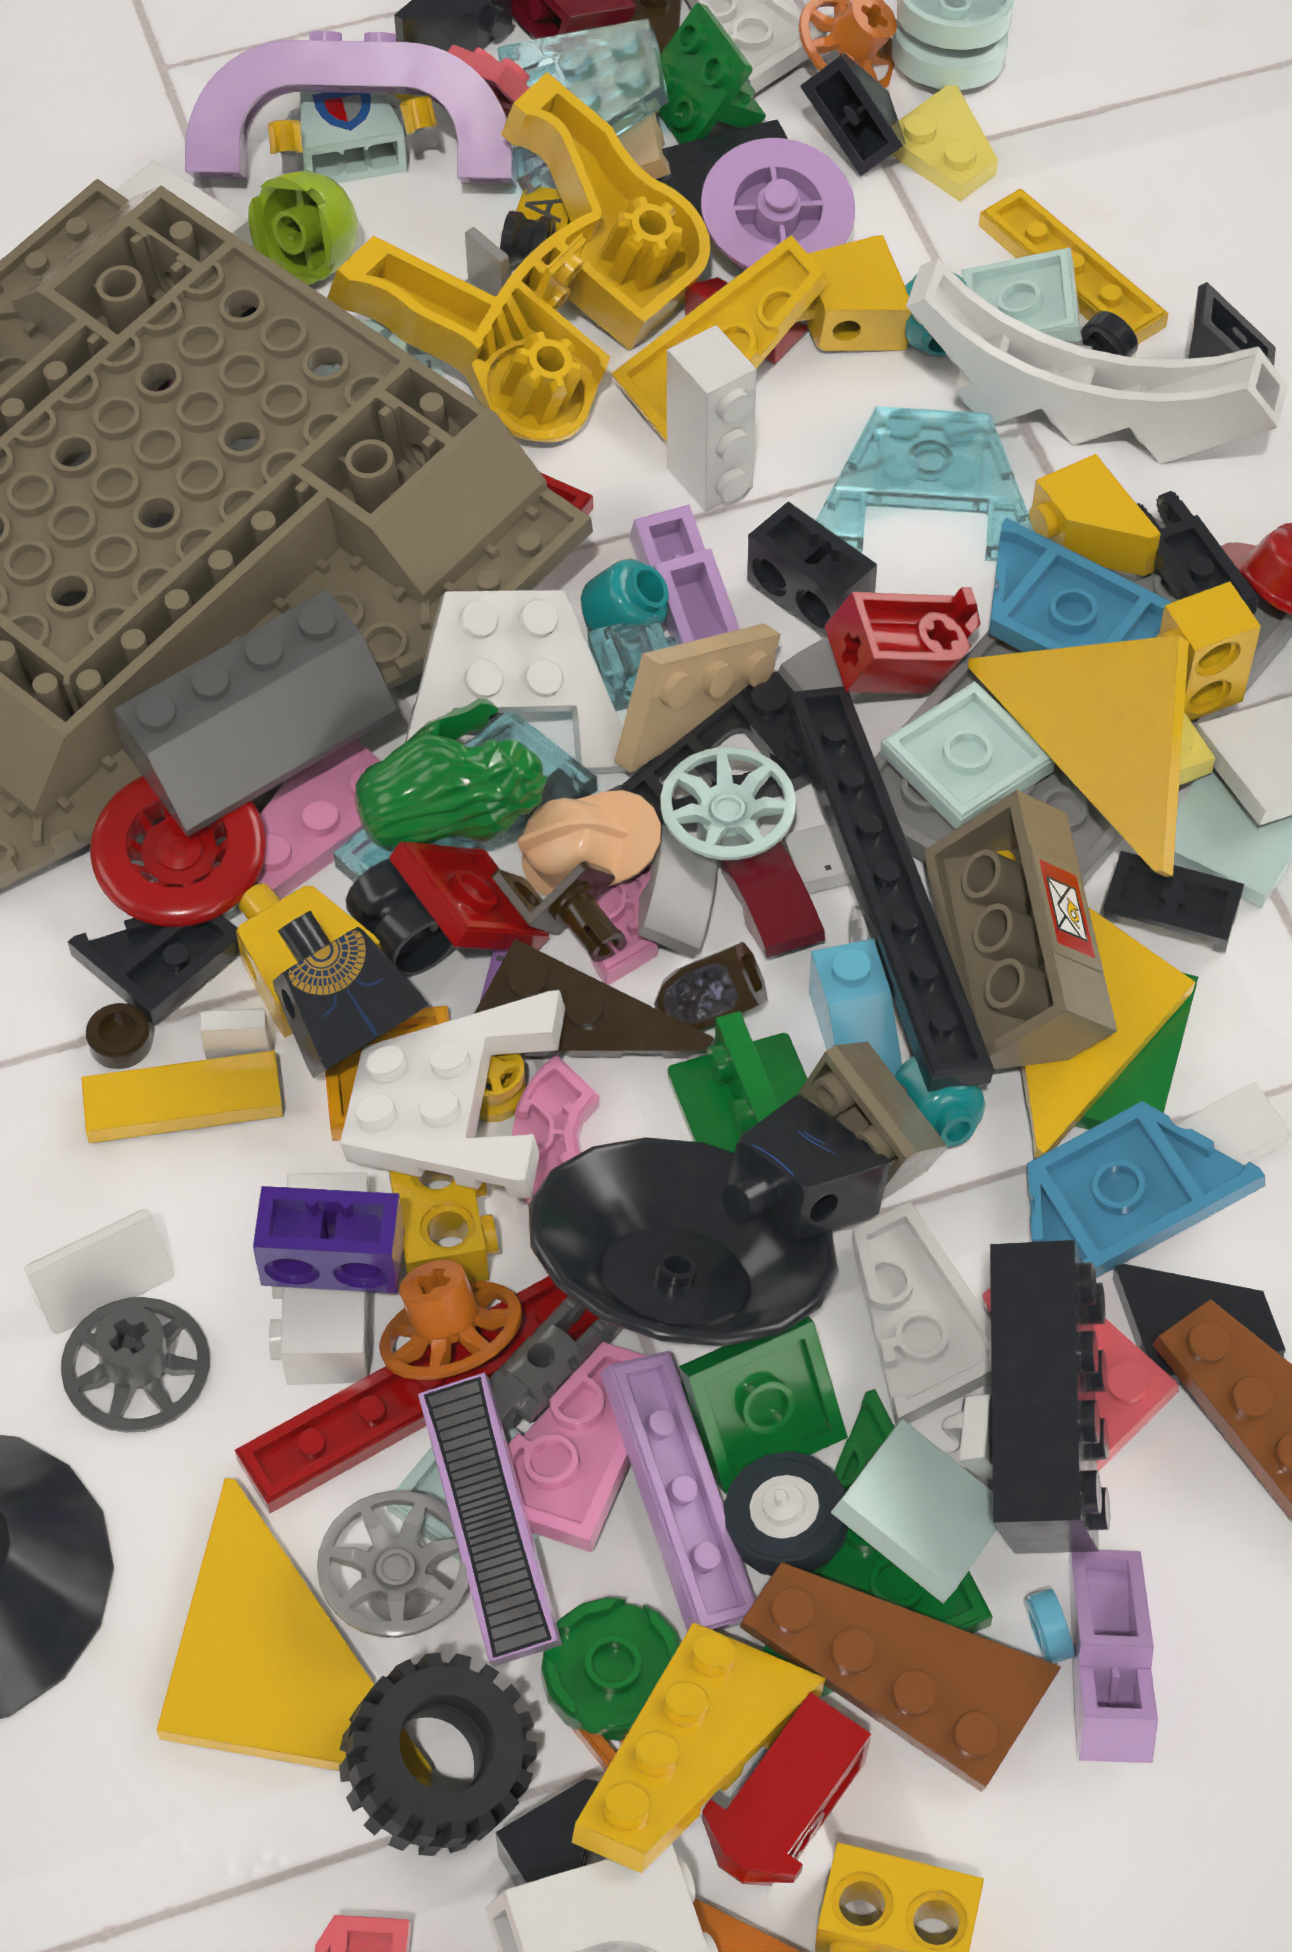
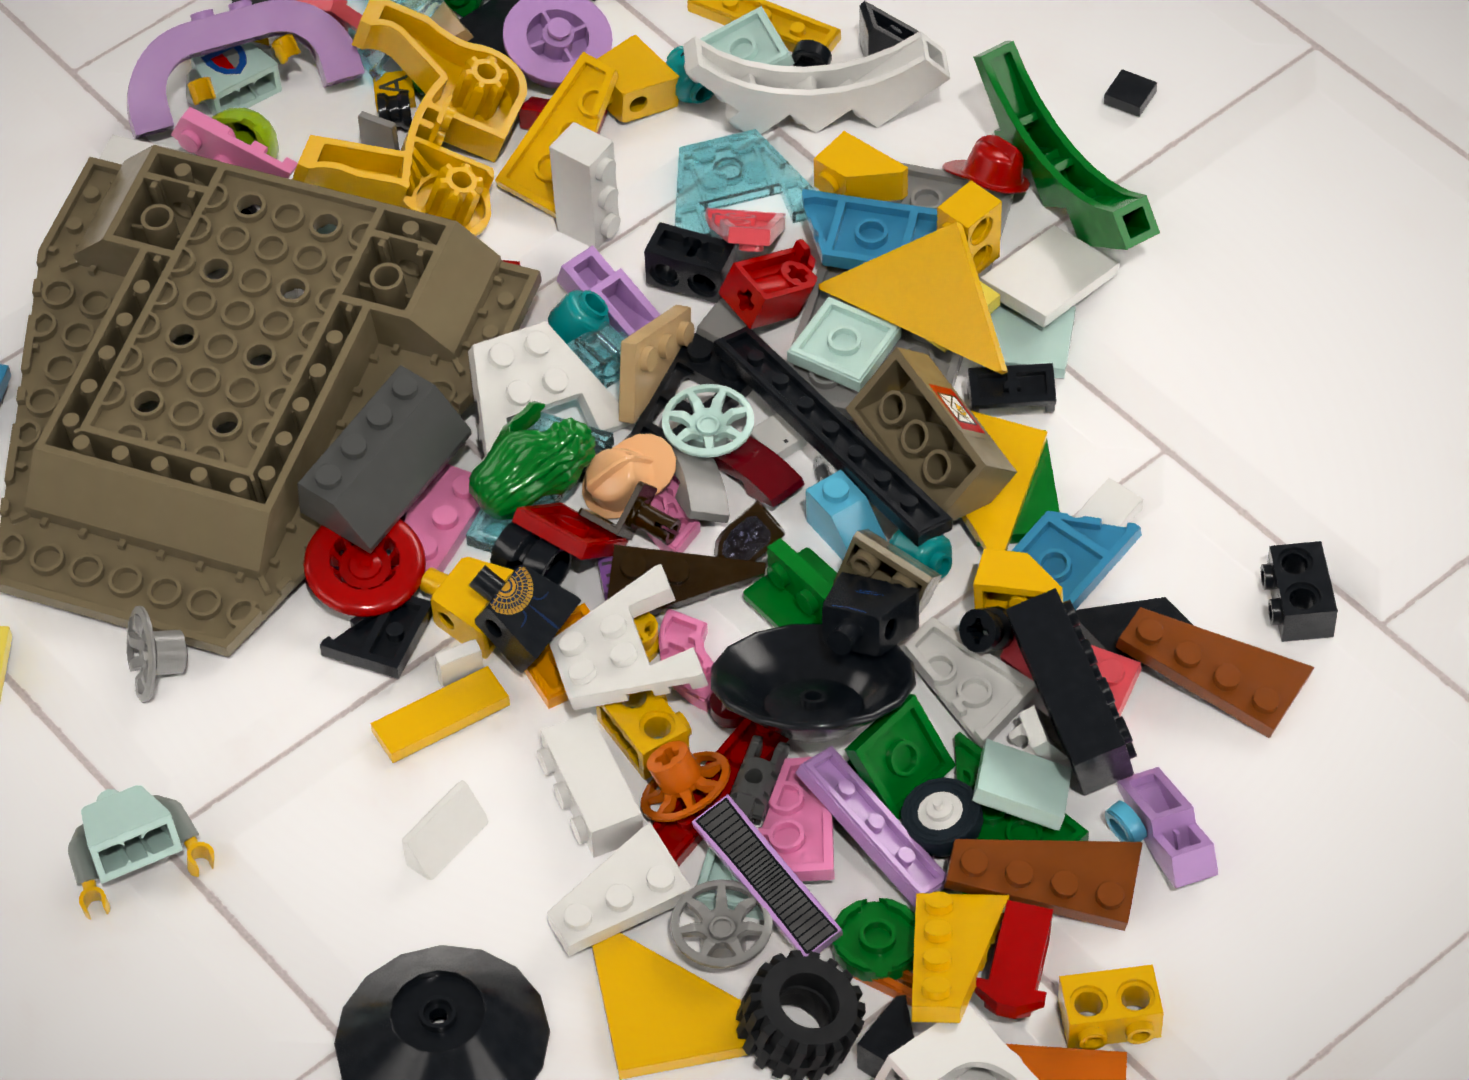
camera: 20 degrees left, 5 degrees down
(119, 1036) = (379, 692): dark brown tile -> none
(133, 1356) = (492, 872): dark grey wheel -> none
(265, 212) = (217, 141): none -> bright pink wing
(284, 1459) = (620, 893): none -> white wing
(329, 1239) = (596, 750): dark purple brick -> none
(910, 549) = (747, 228): none -> coral wing
(963, 1249) = (989, 619): none -> black wheel
(1035, 1197) = (1009, 579): none -> yellow slope
(1191, 555) = (928, 175): black hinge -> none

